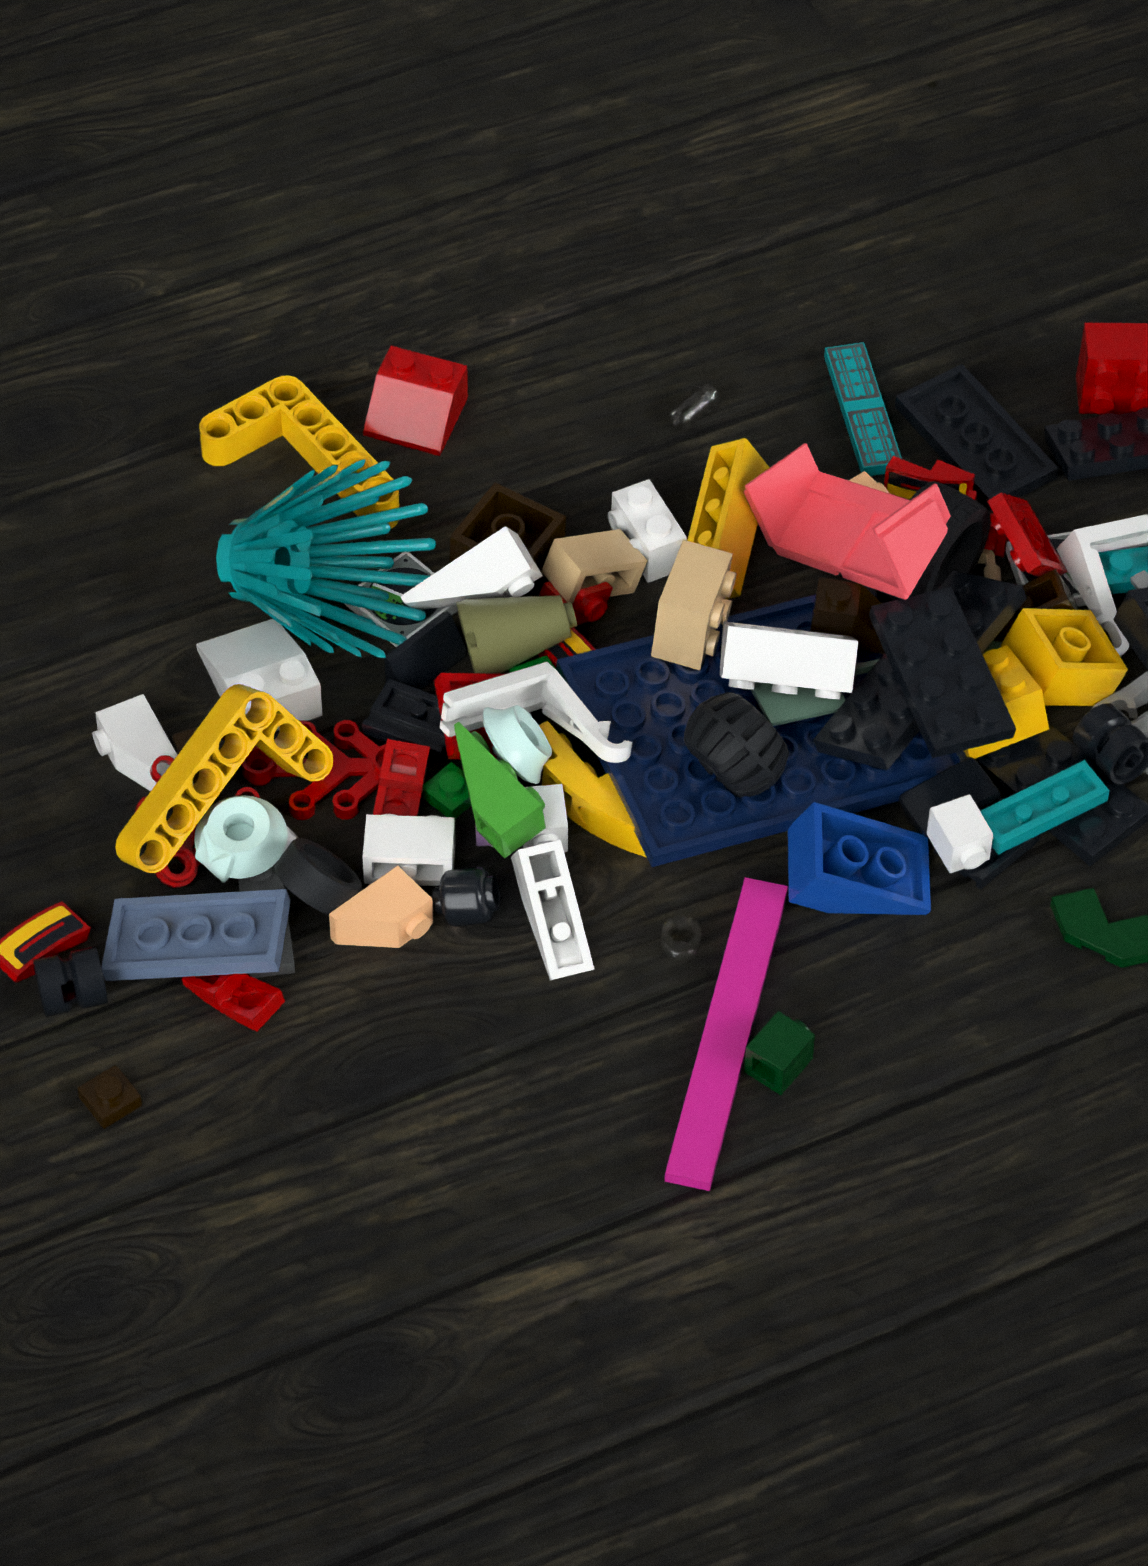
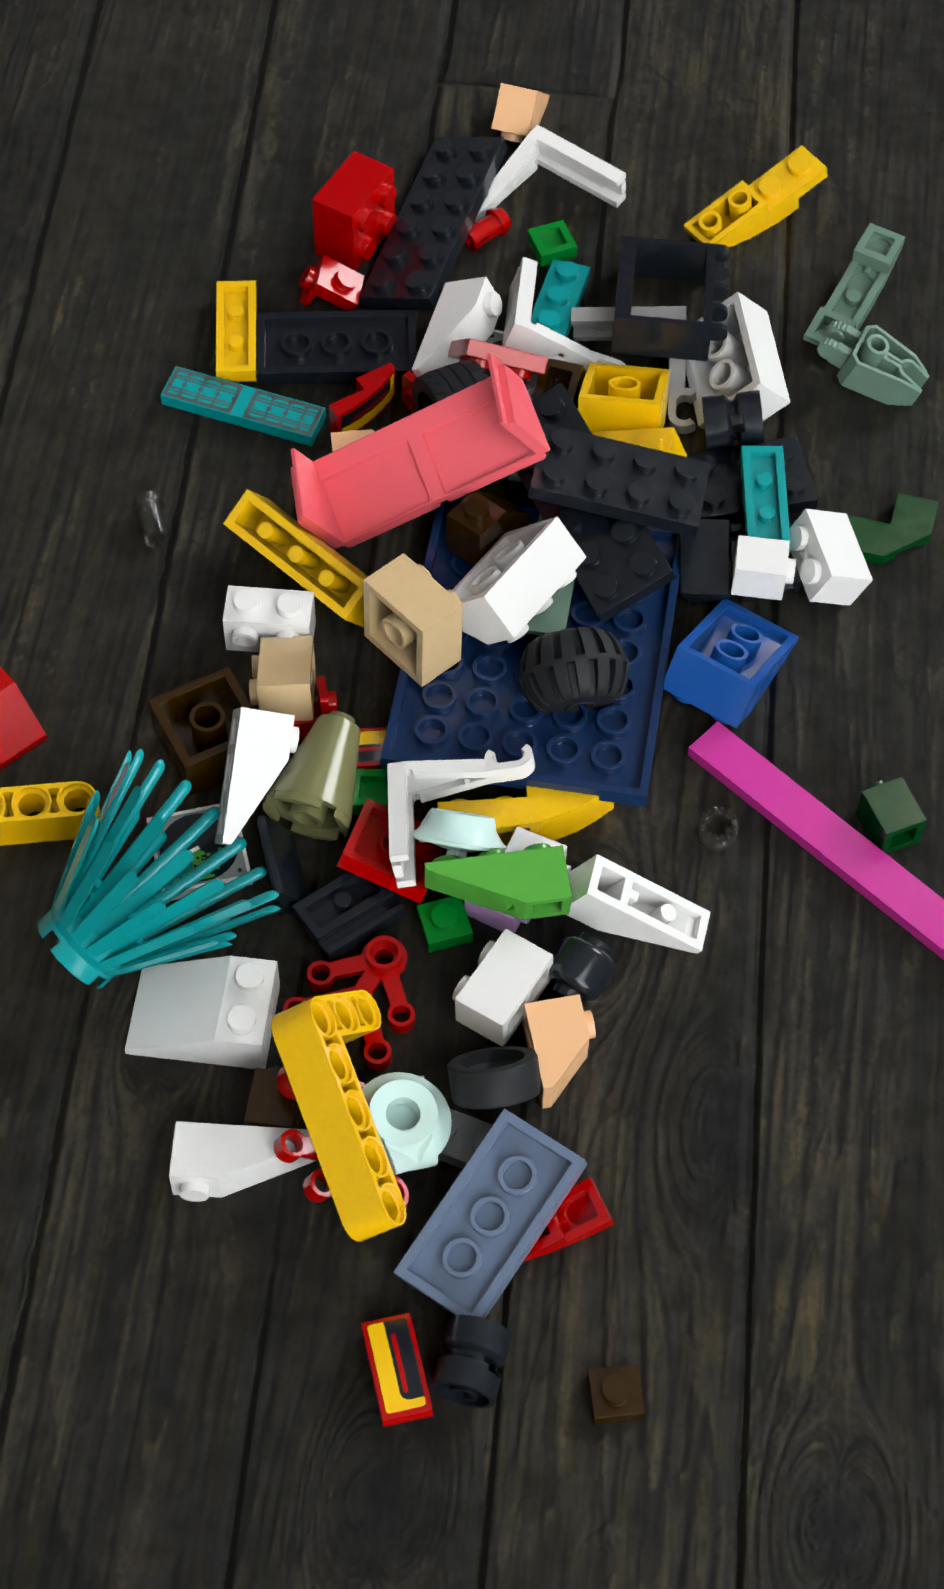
camera: 60 degrees left, 5 degrees up
(401, 778) = (422, 959): red slope -> none
(963, 345) = (236, 330): none -> yellow plate
(1022, 885) = (828, 557): none -> white brick
(1041, 400) = (332, 283): none -> red bracket
(1067, 501) = (462, 312): none -> white slope

